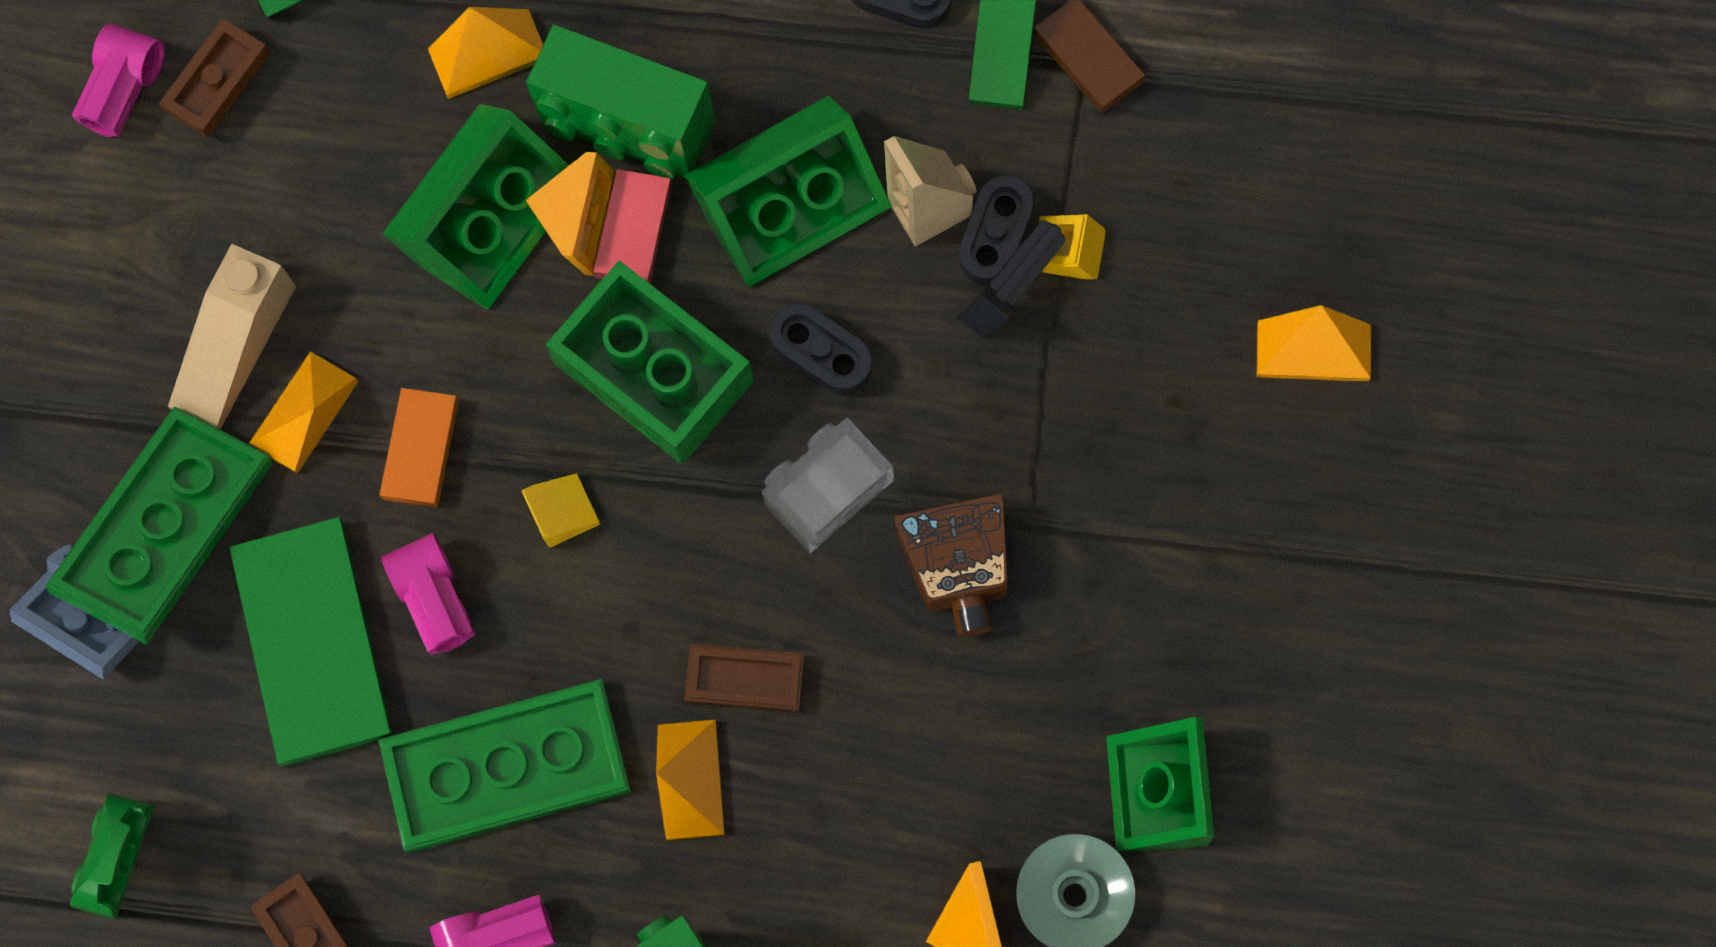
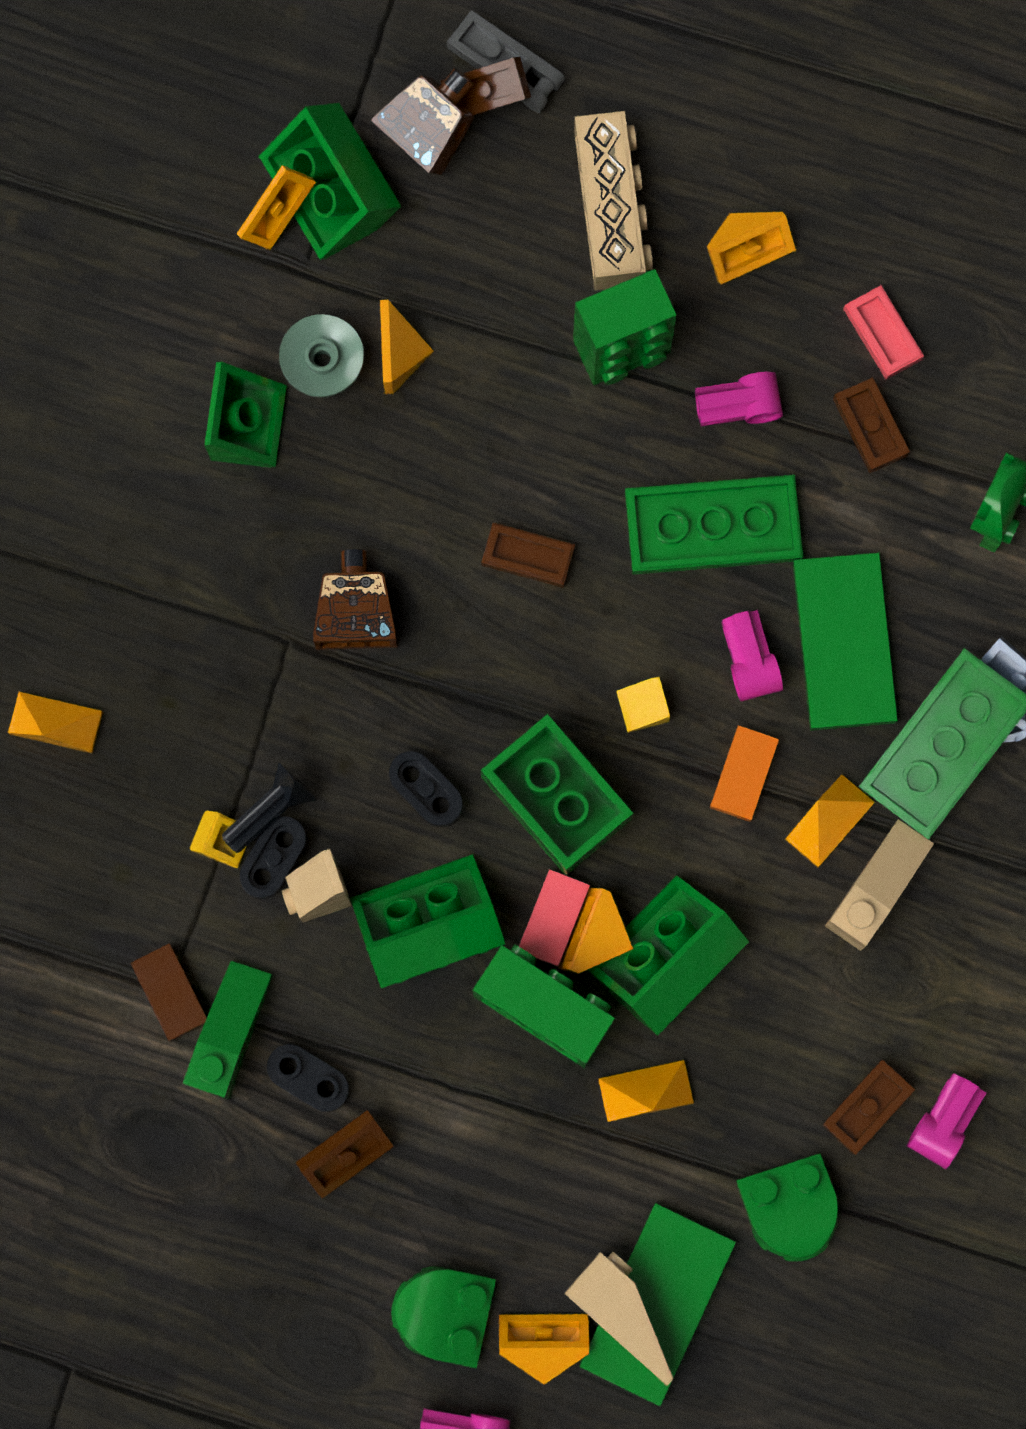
camera: 175 degrees left, 5 degrees up
(689, 780) = (580, 491): light orange slope -> none
(827, 483) = (441, 682): clear brick -> none

